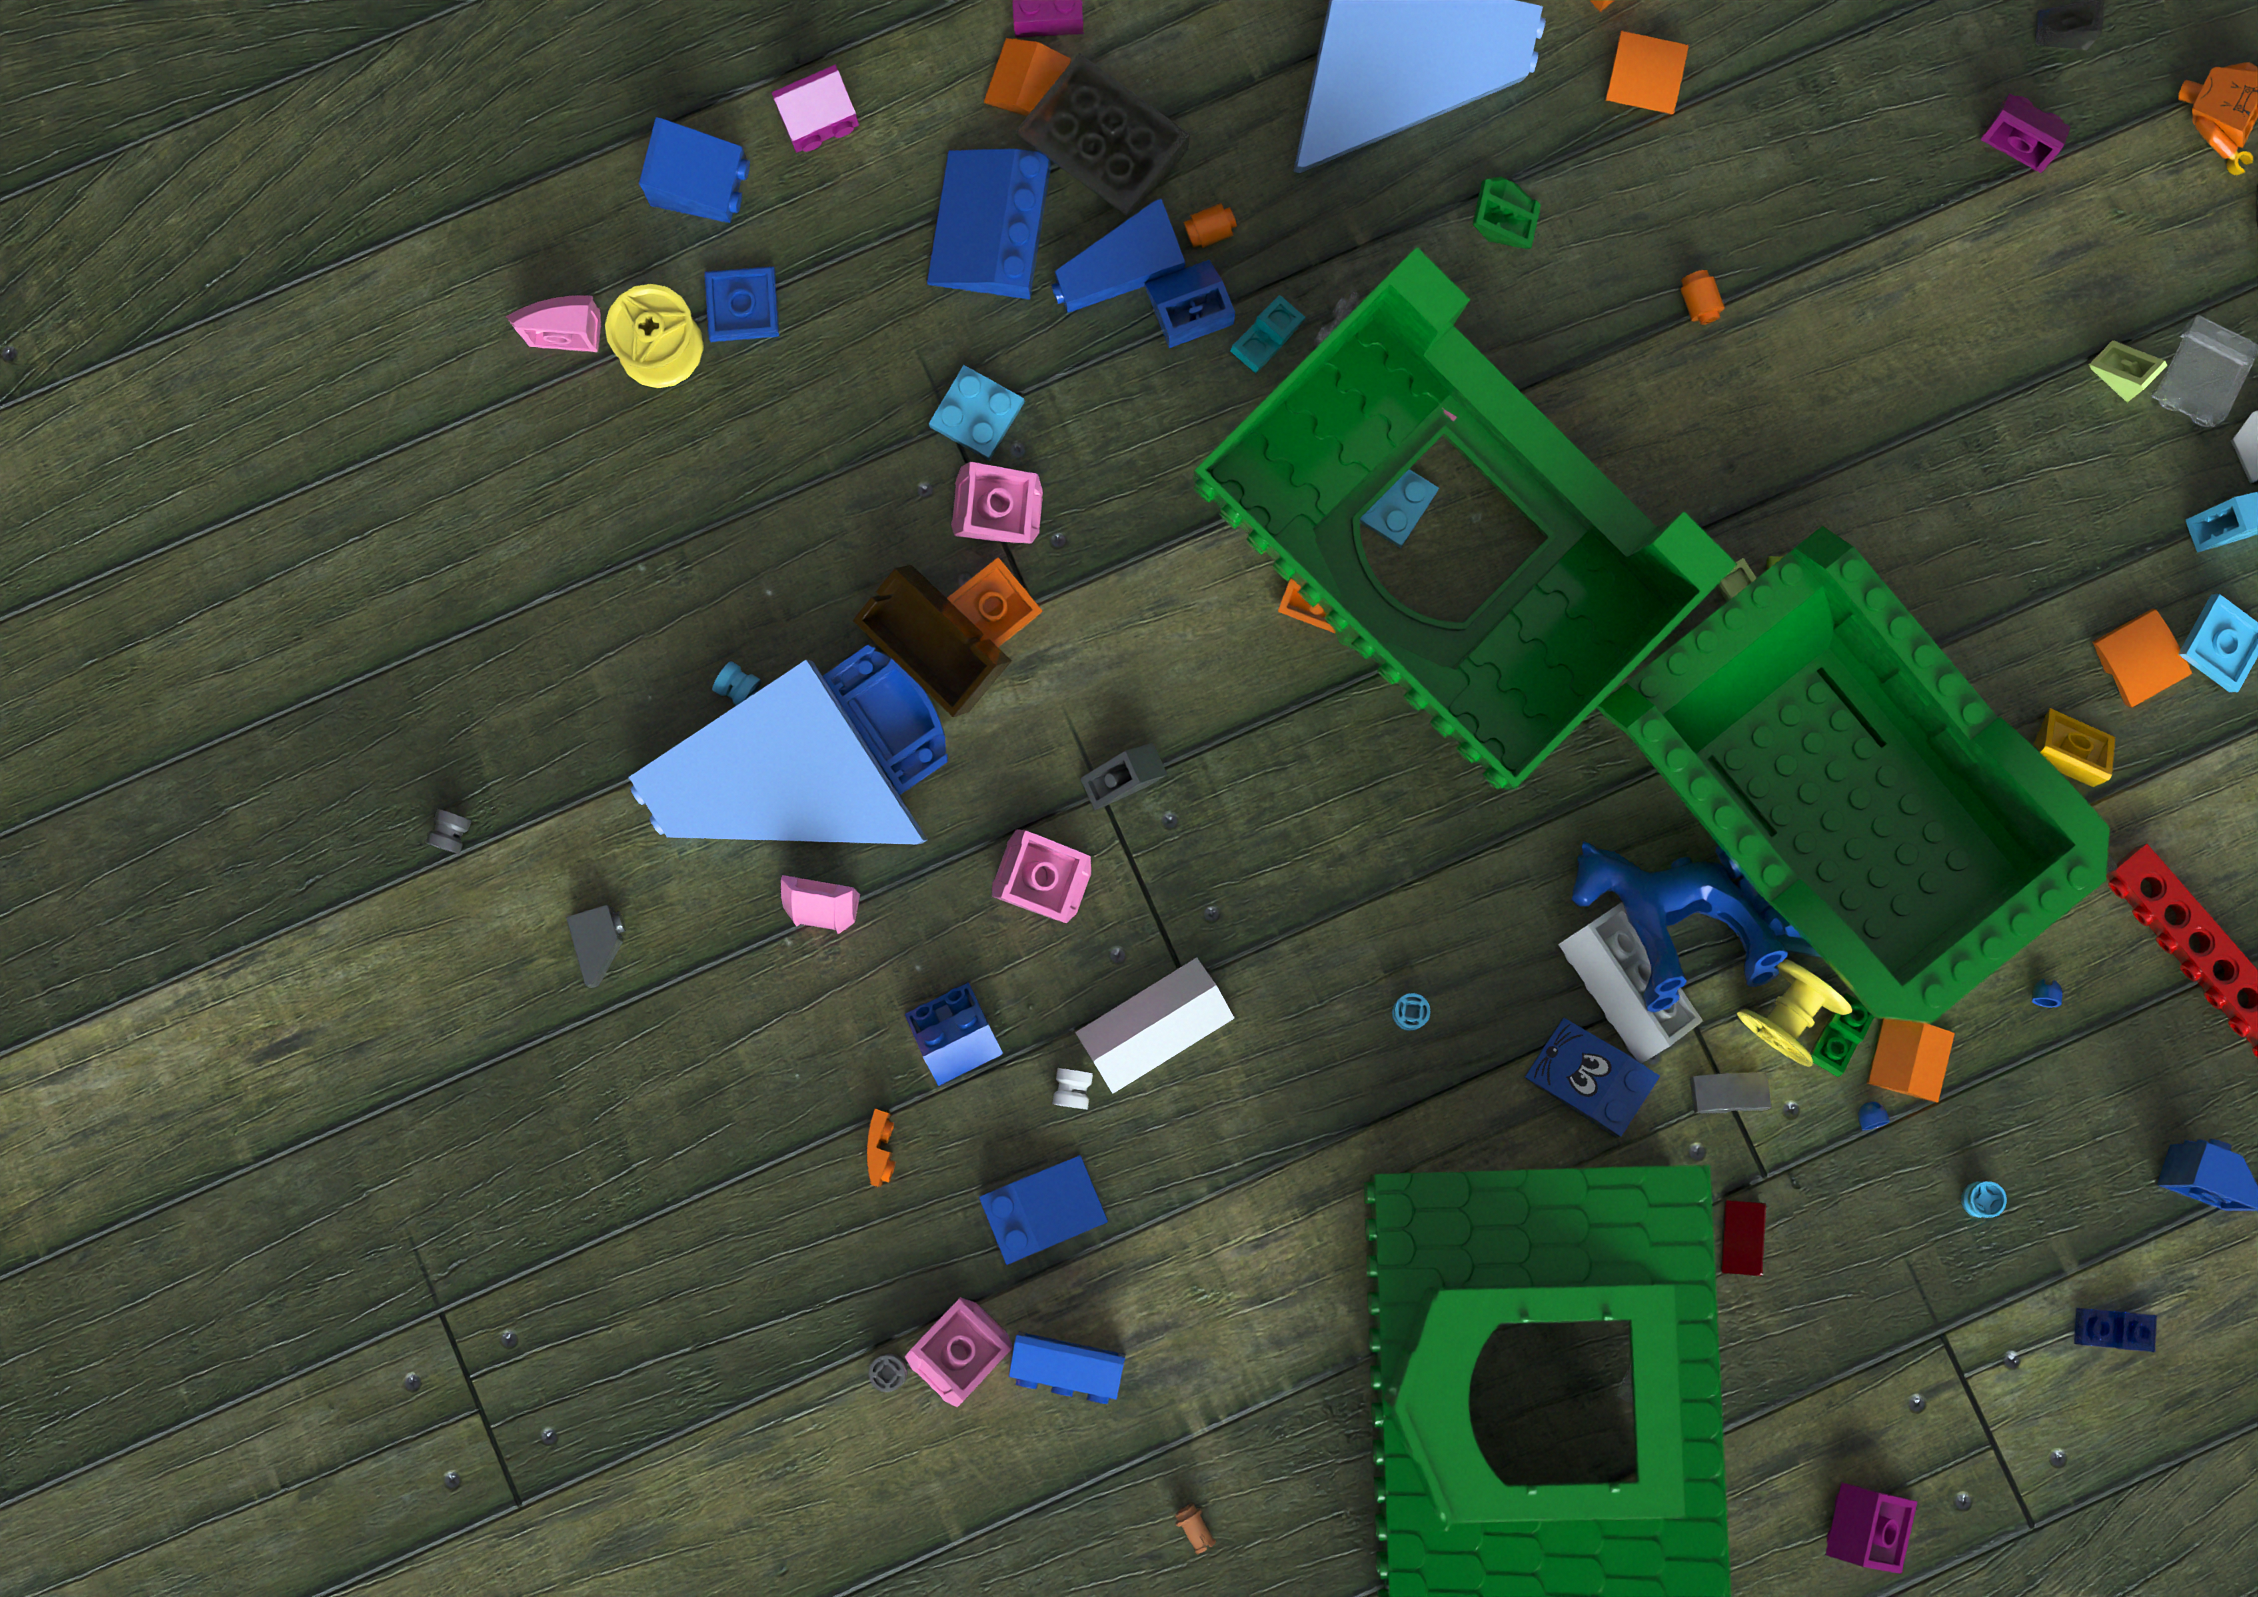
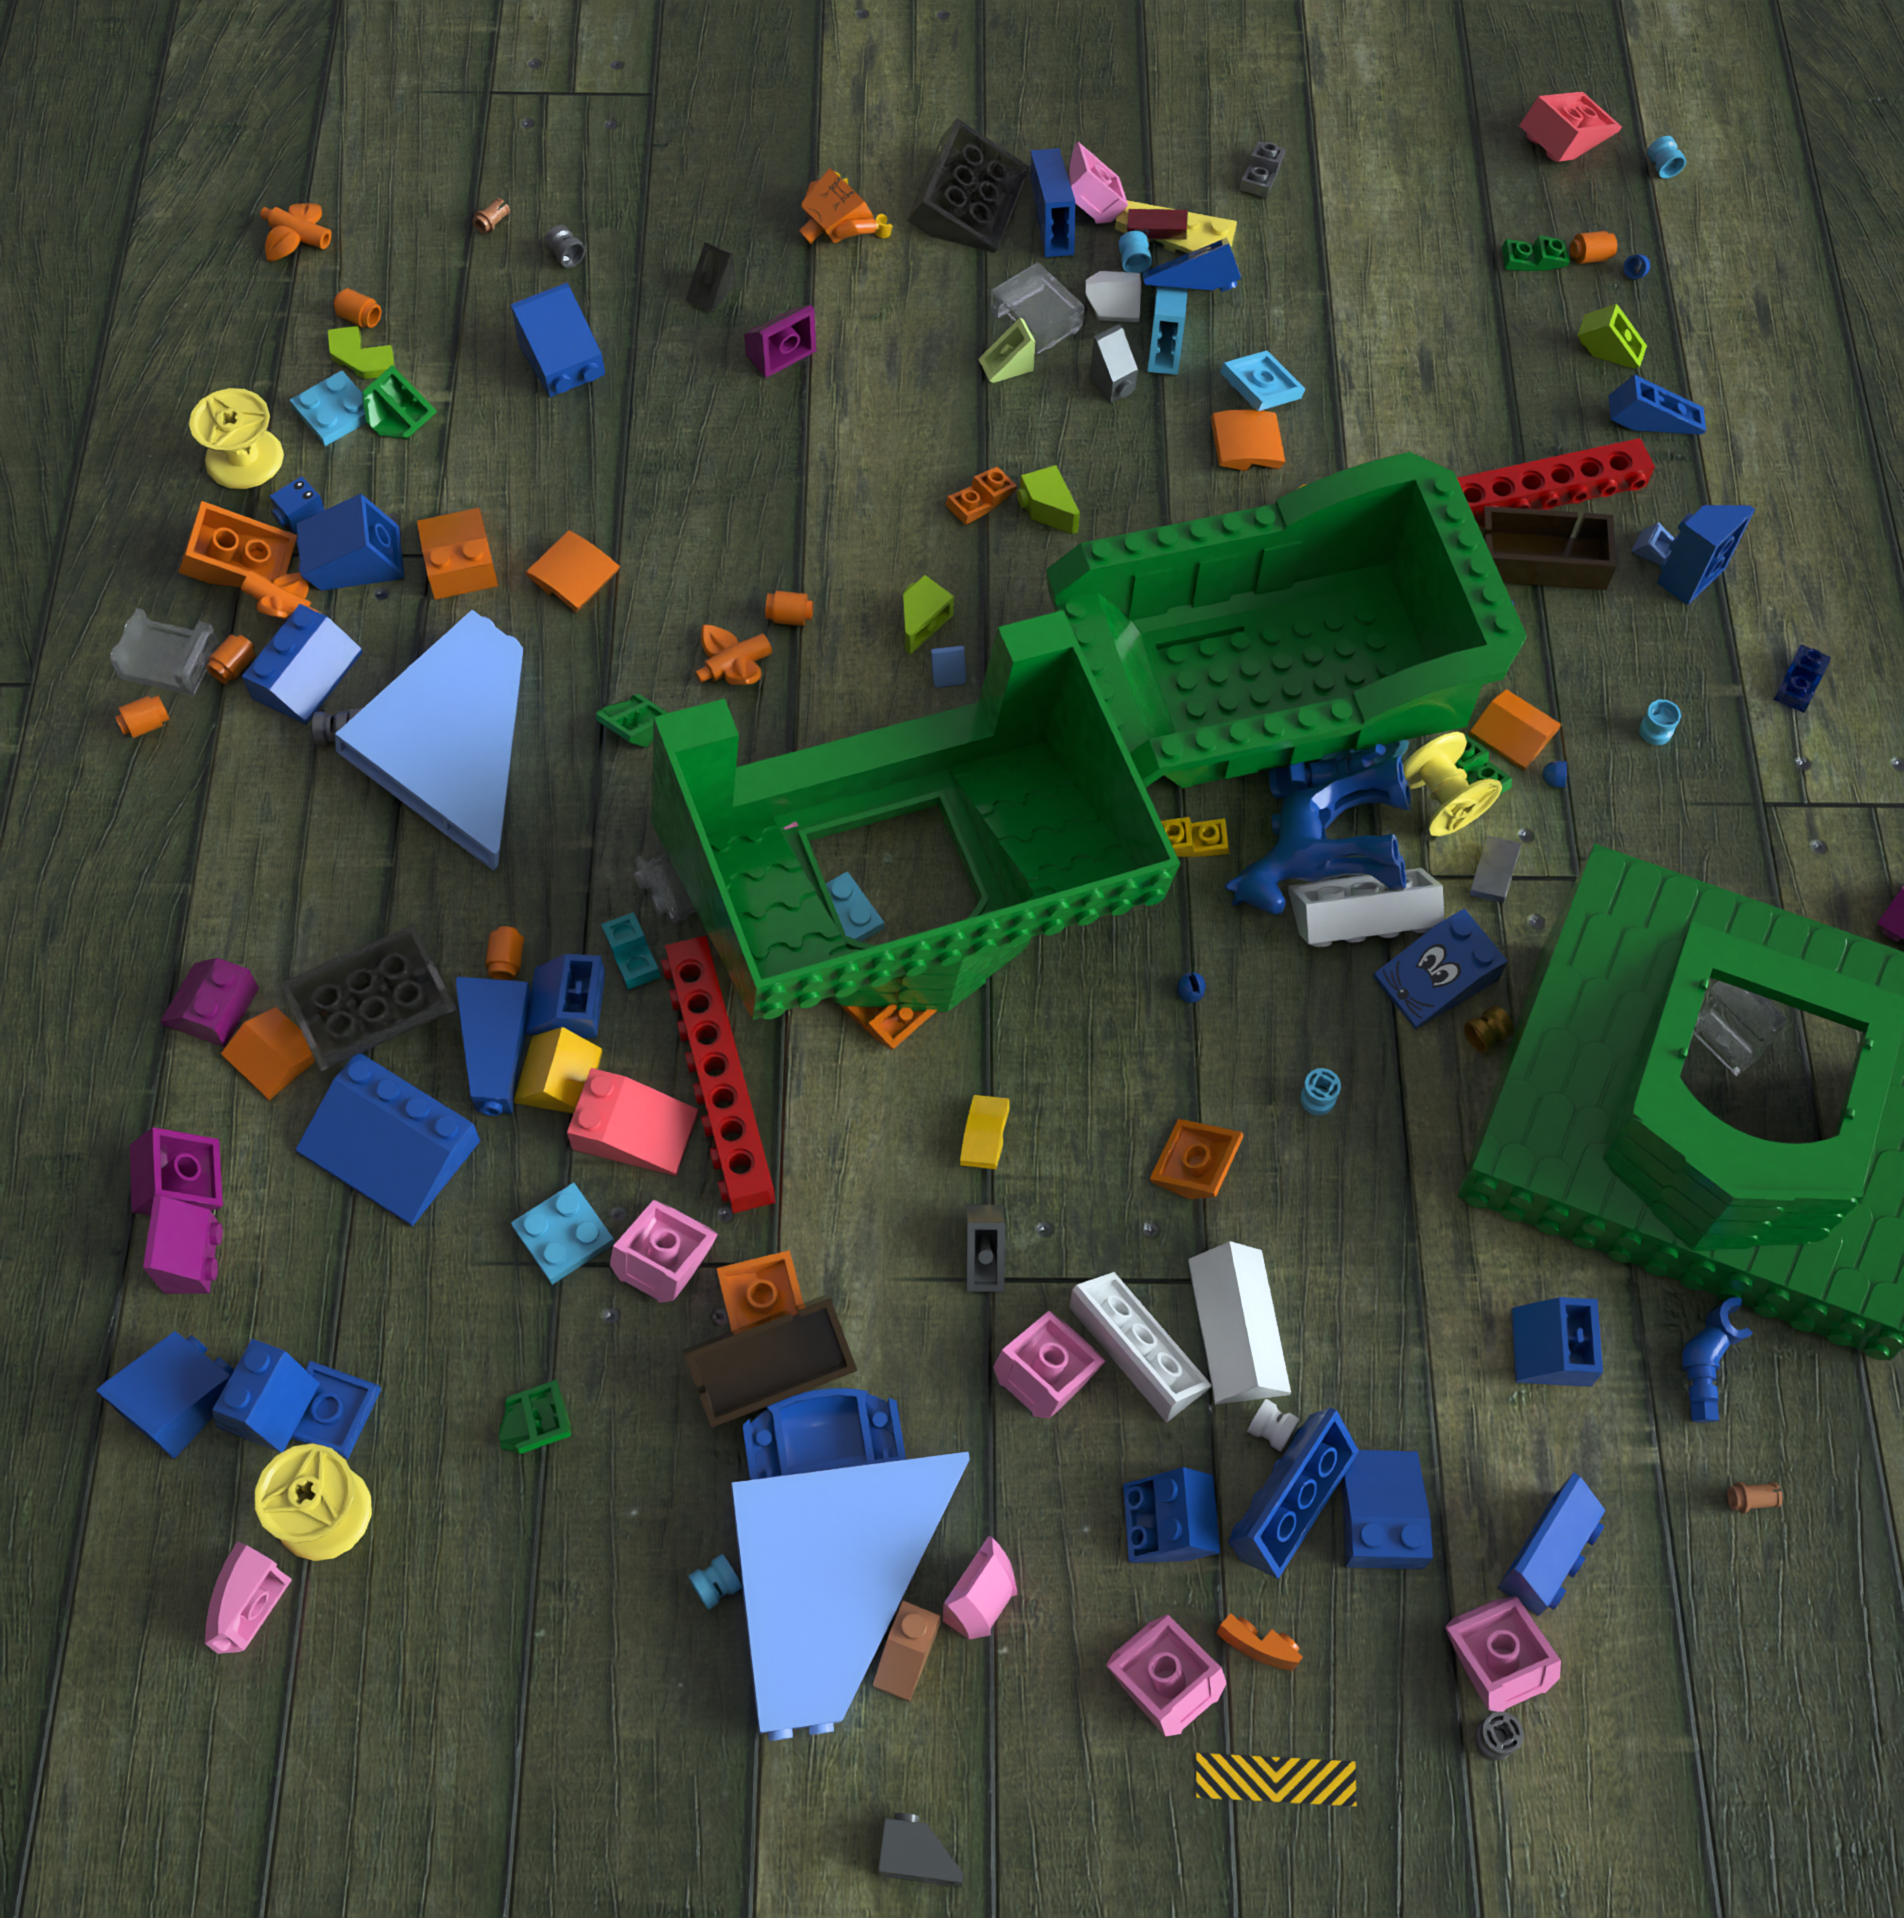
camera: 70 degrees left, 20 degrees down
(718, 250) = (265, 1397): none -> blue slope
(749, 863) = (906, 1651): none -> nougat slope
(780, 1204) = (1275, 1779): none -> sticker
(805, 474) = (534, 1419): none -> green slope
(819, 1080) = (1167, 1675): none -> bright pink slope
(879, 66) = (175, 1167): none -> magenta slope
(1014, 1128) = (1294, 1493): none -> blue slope
(1093, 554) = (755, 1186): none -> red brick
(1097, 945) = (1138, 1344): none -> white slope
(1099, 420) = (631, 1123): none -> coral slope
(1120, 333) = (556, 1070): none -> yellow slope
(1232, 727) = (984, 1132): none -> yellow slope
(1257, 1308) = (1557, 1342): none -> blue slope
(1293, 925) = (1196, 1159): none -> orange slope
(1306, 1444) = (1702, 1359): none -> blue piece
(1462, 848) = (1185, 990): none -> blue hinge
(1549, 1144) = (1488, 1029): none -> pearl gold wheel
(1621, 270) = (730, 657): none -> orange plant
(1630, 792) = (1197, 838): none -> yellow slope
(1709, 479) = (948, 666): none -> medium blue slope
(1760, 427) = (924, 611): none -> lime slope
(1935, 421) = (982, 496): none -> orange slope
(1959, 488) = (1048, 499): none -> lime slope
(2144, 1013) = (1539, 548): none -> dark brown piece
(2161, 482) = (1113, 364): none -> dark grey slope
(2217, 1123) = (1653, 543): none -> medium blue slope

